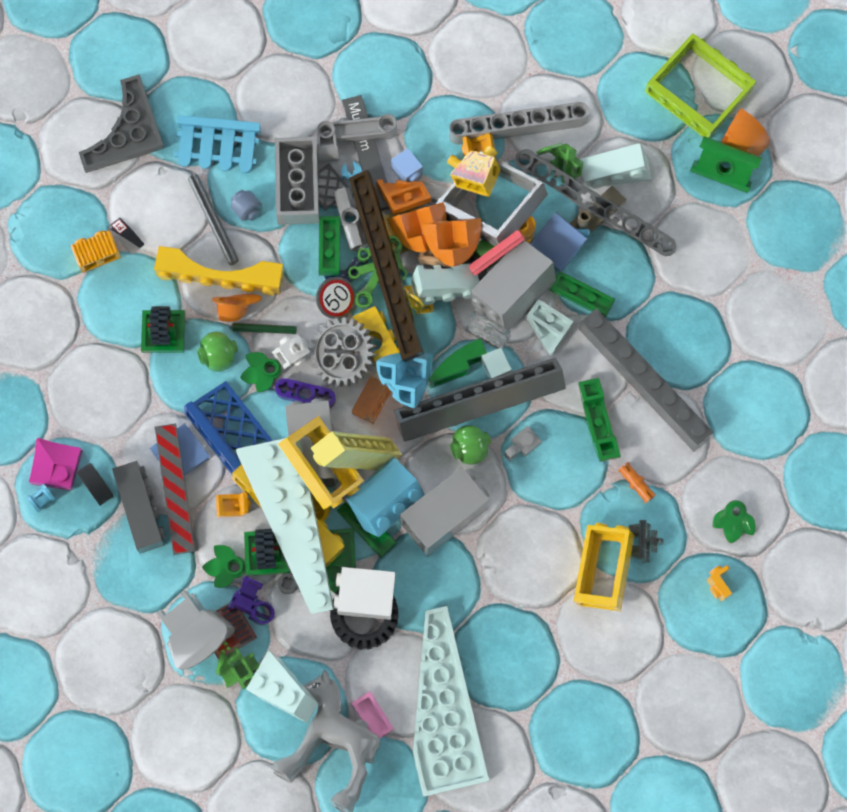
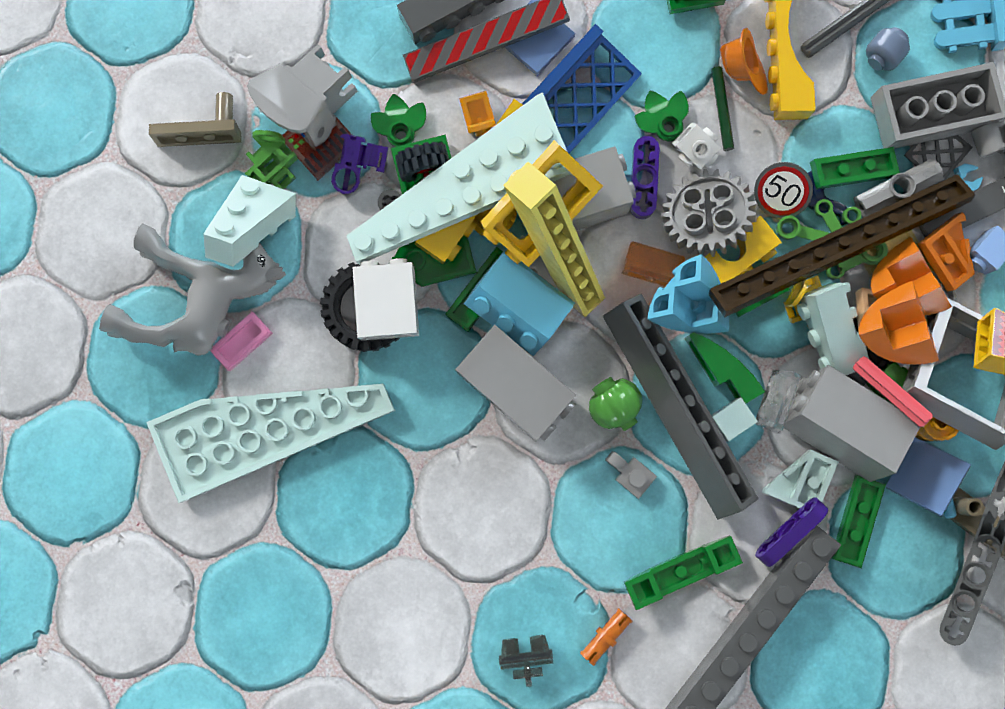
camera: 85 degrees right, 10 degrees up
(204, 706) = (217, 131): none -> dark tan piece
(217, 351) = (678, 53): bright green plant -> none
(582, 340) = (791, 532): none -> dark purple beam
(594, 536) = (480, 588): yellow piece -> none

